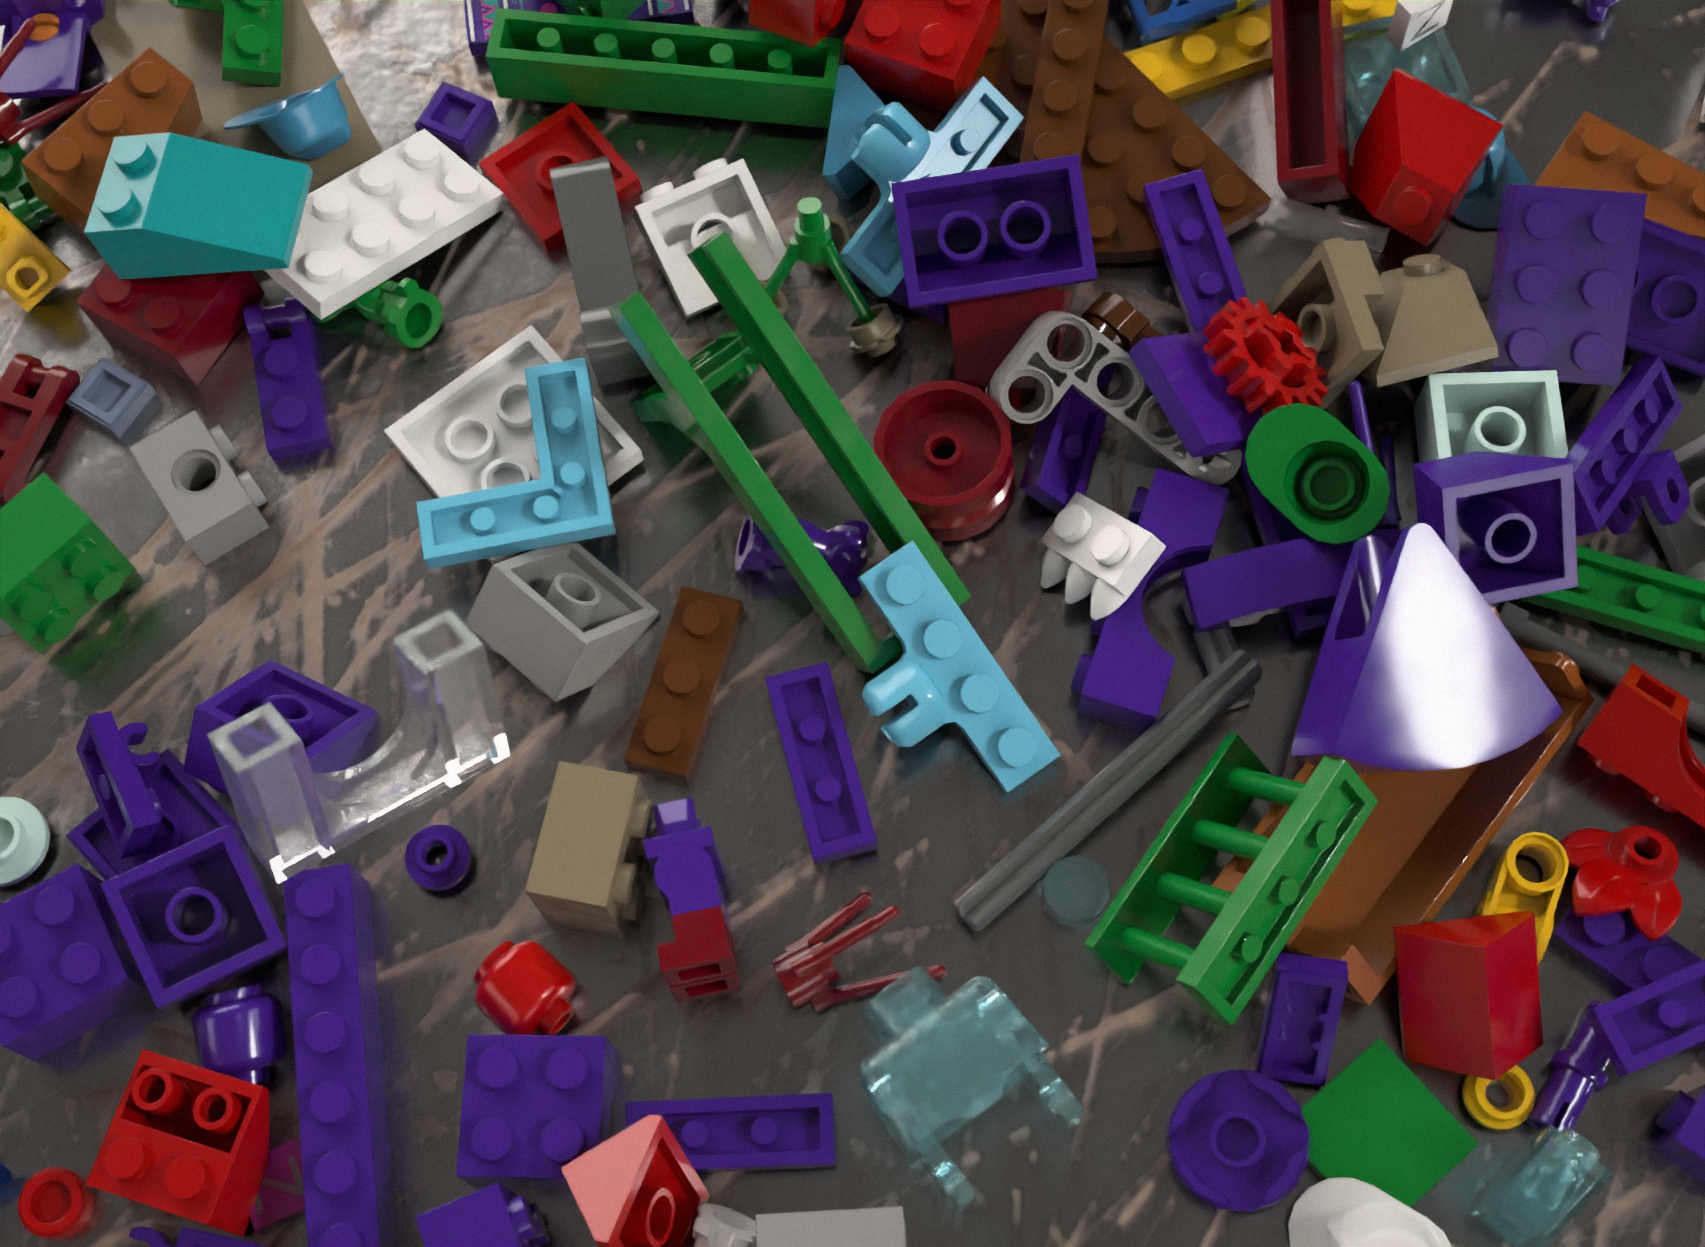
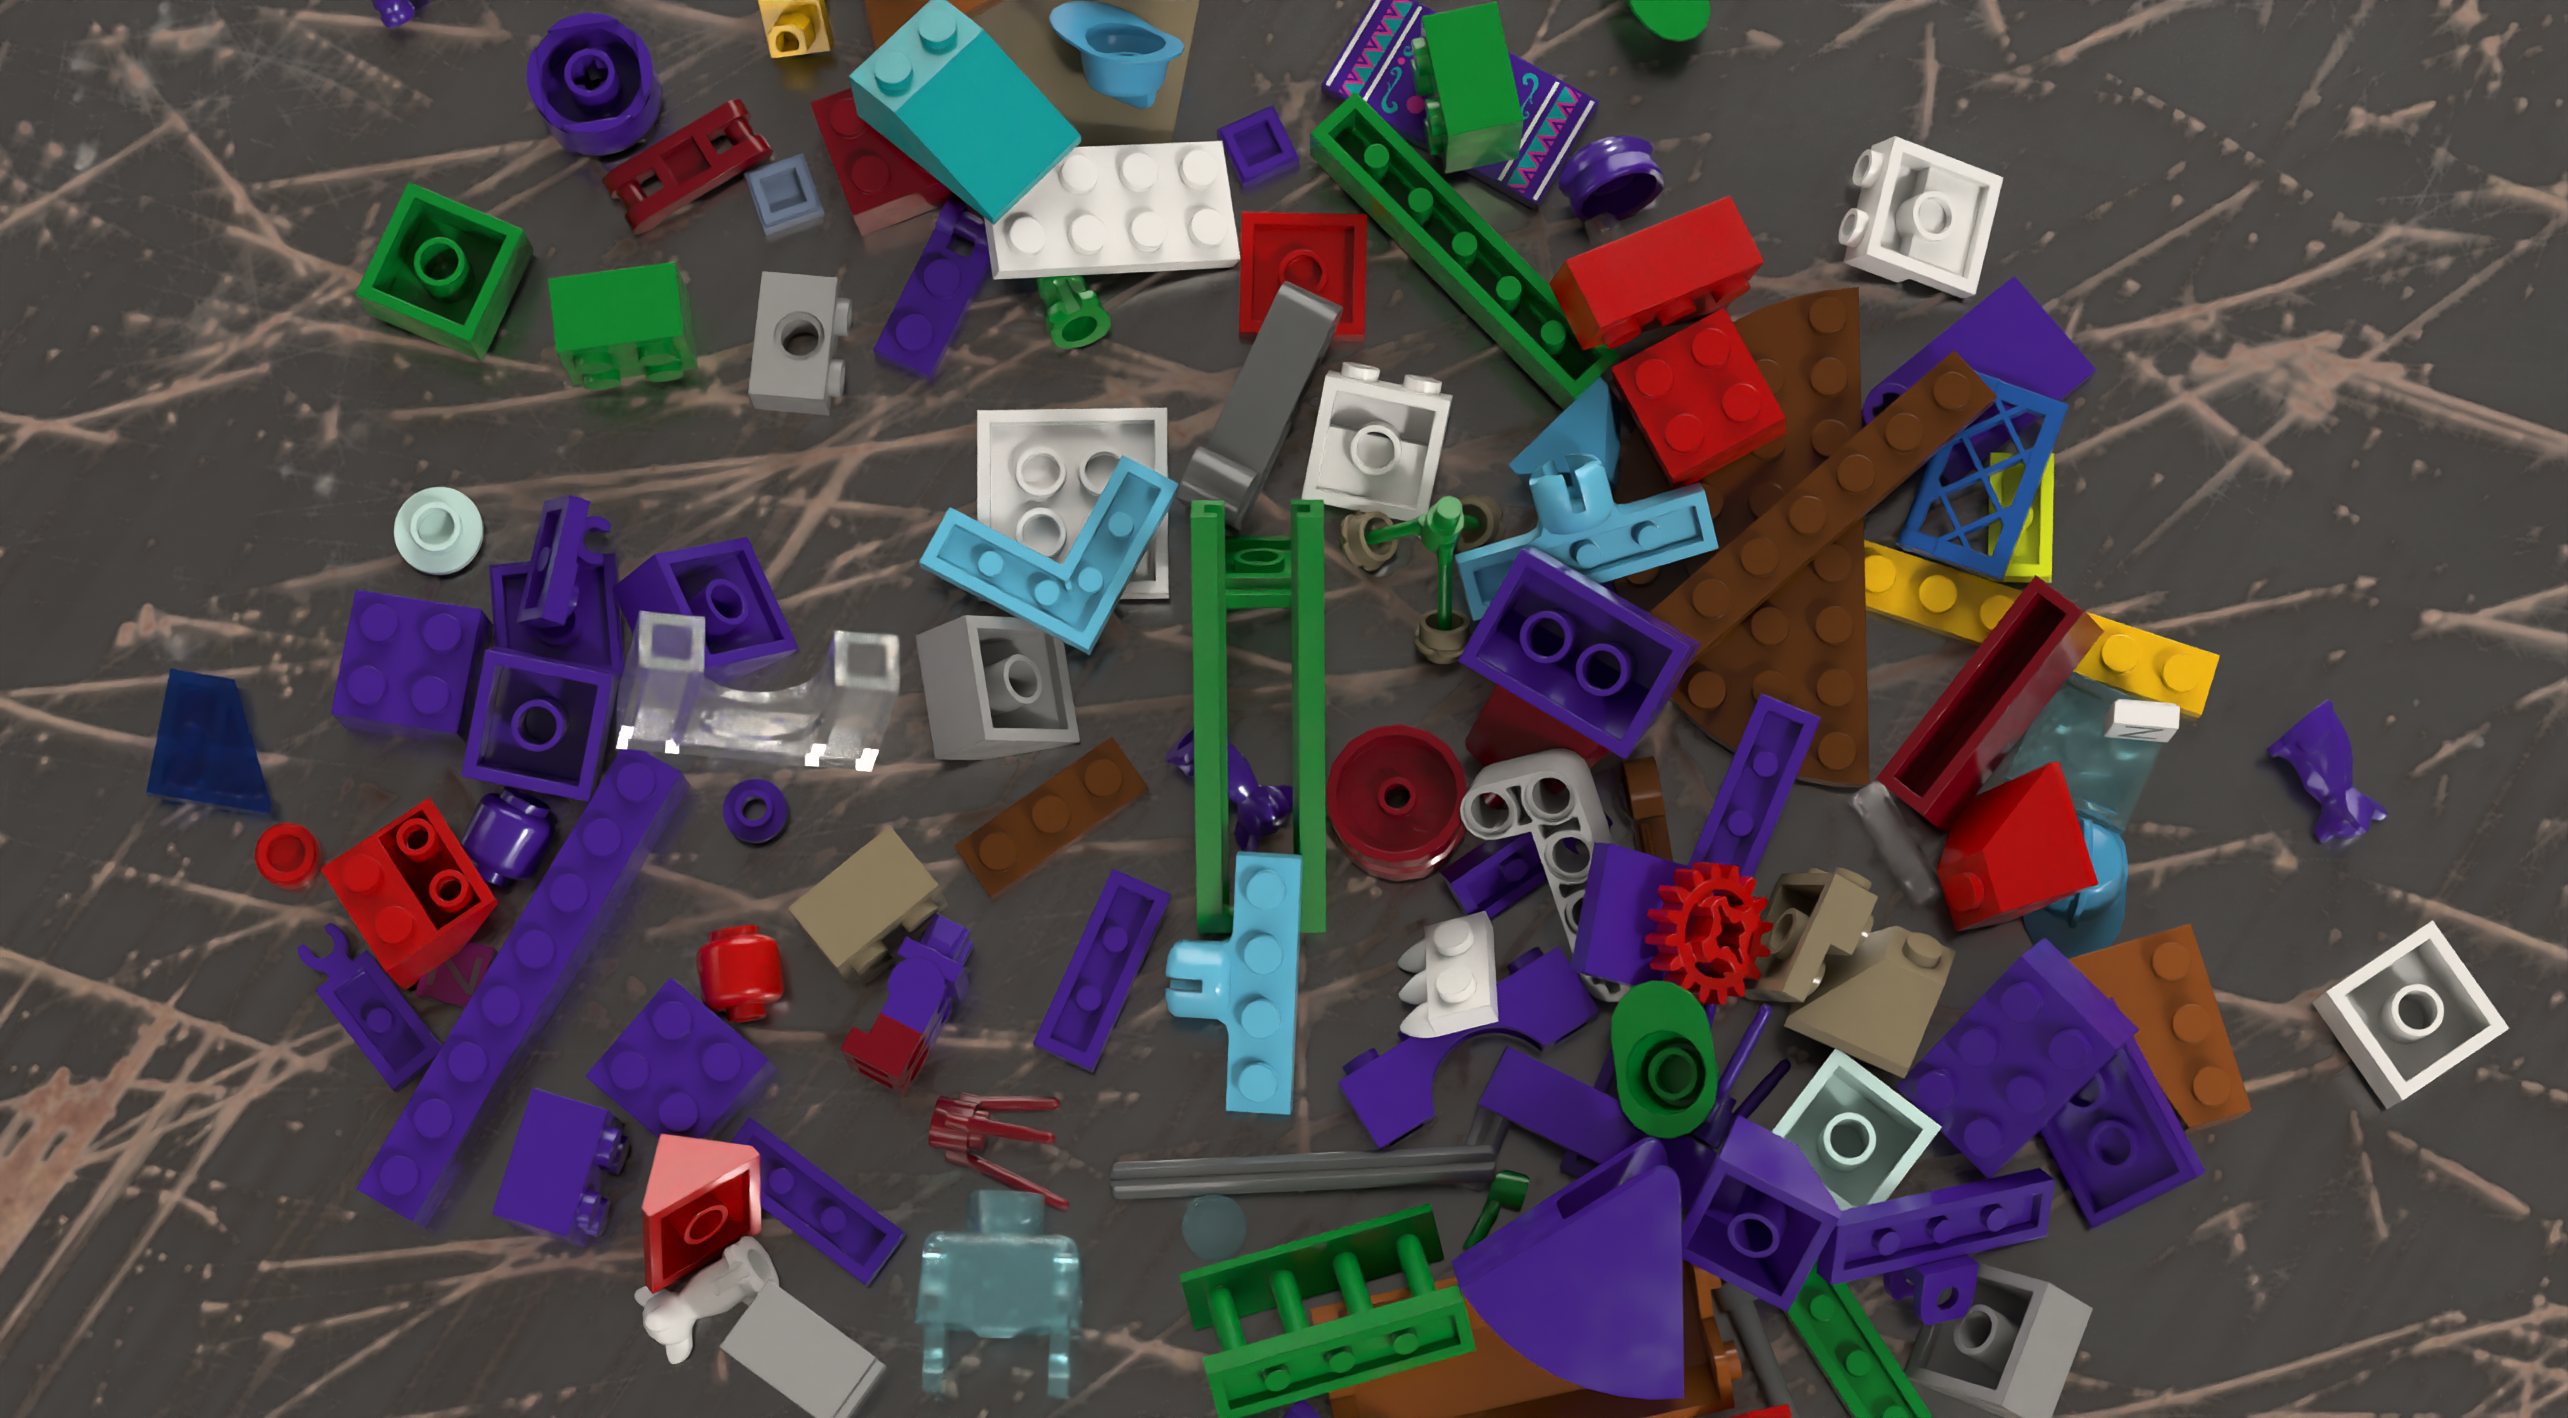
camera: 35 degrees right, 10 degrees up
(1276, 681) = (1507, 1190): none -> green hand

